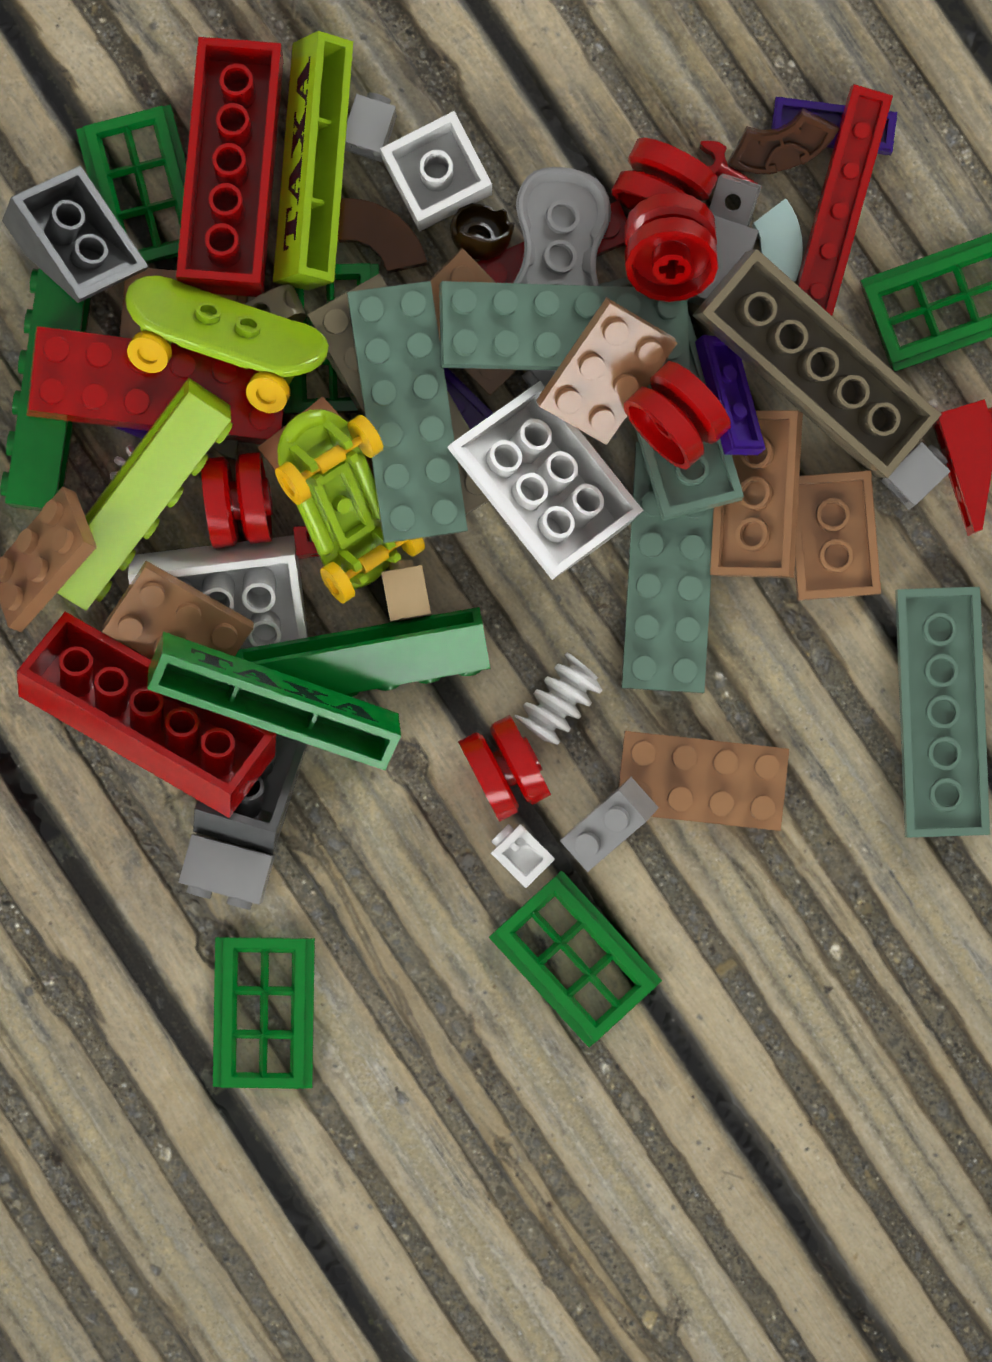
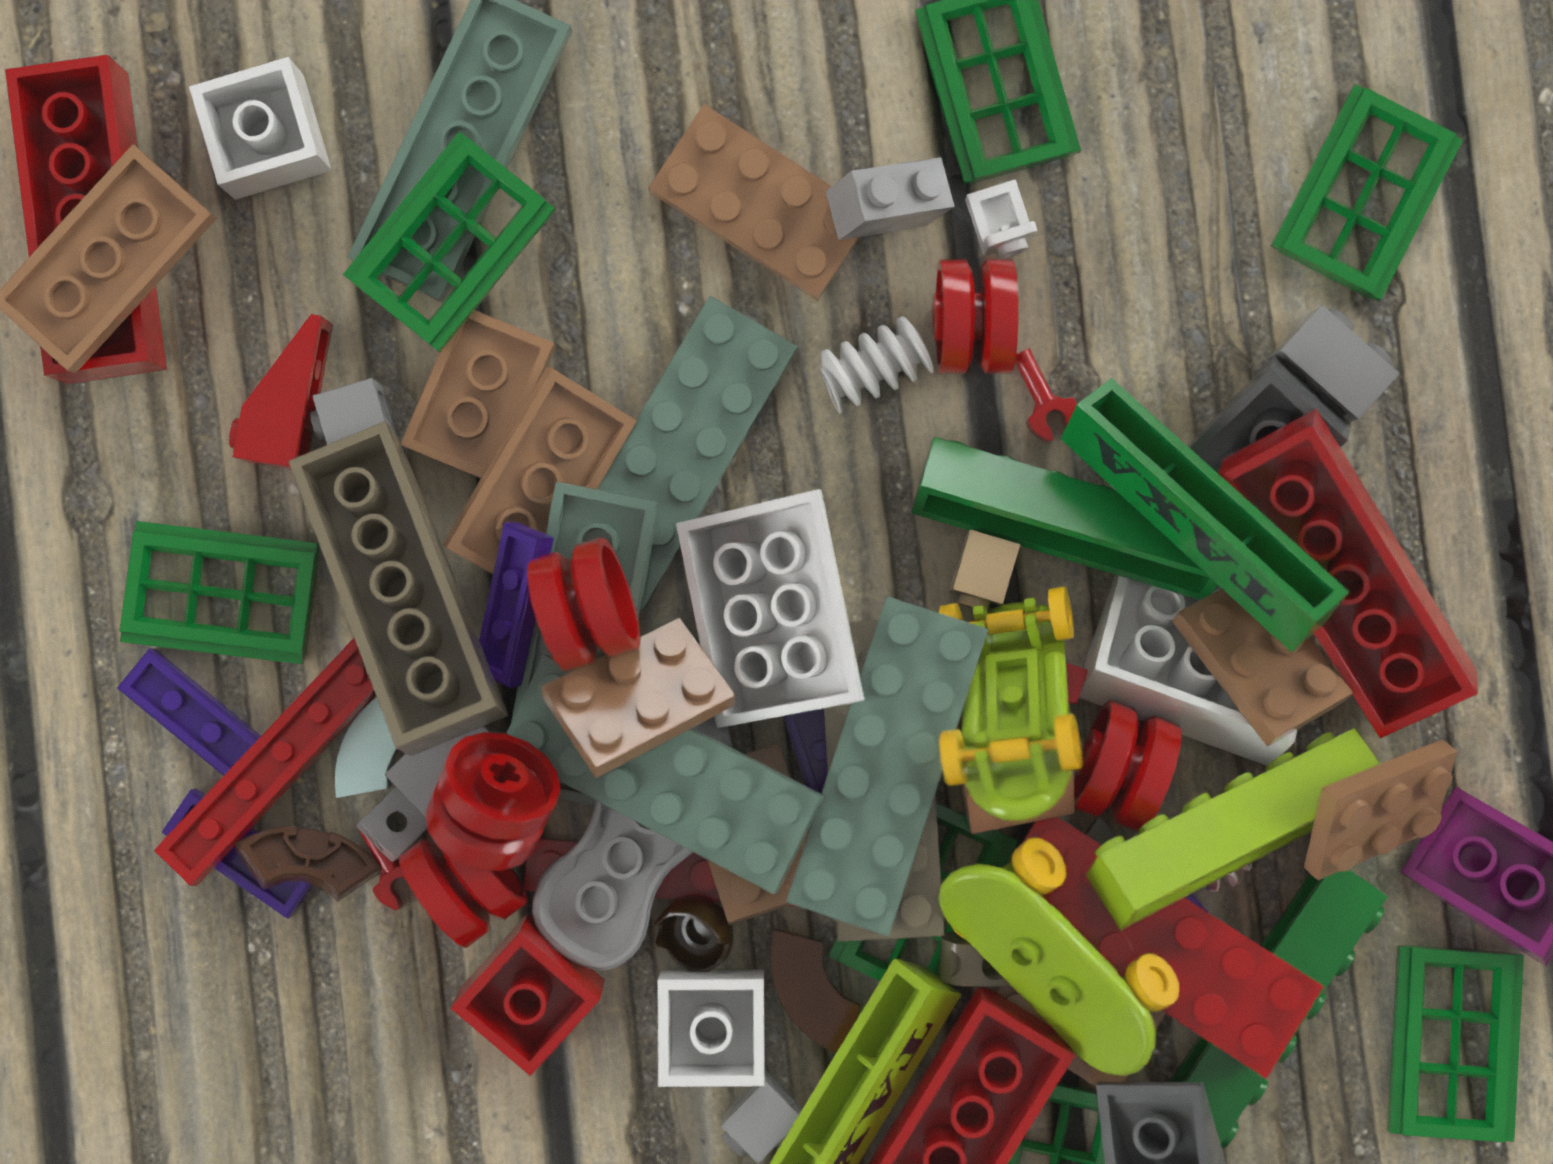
camera: 145 degrees left, 0 degrees up
(428, 743) = (1042, 396): none -> red bar
(577, 127) = (527, 996): none -> red brick
(922, 206) = (188, 711): none -> dark purple tile
(948, 641) = (412, 213): none -> green piece

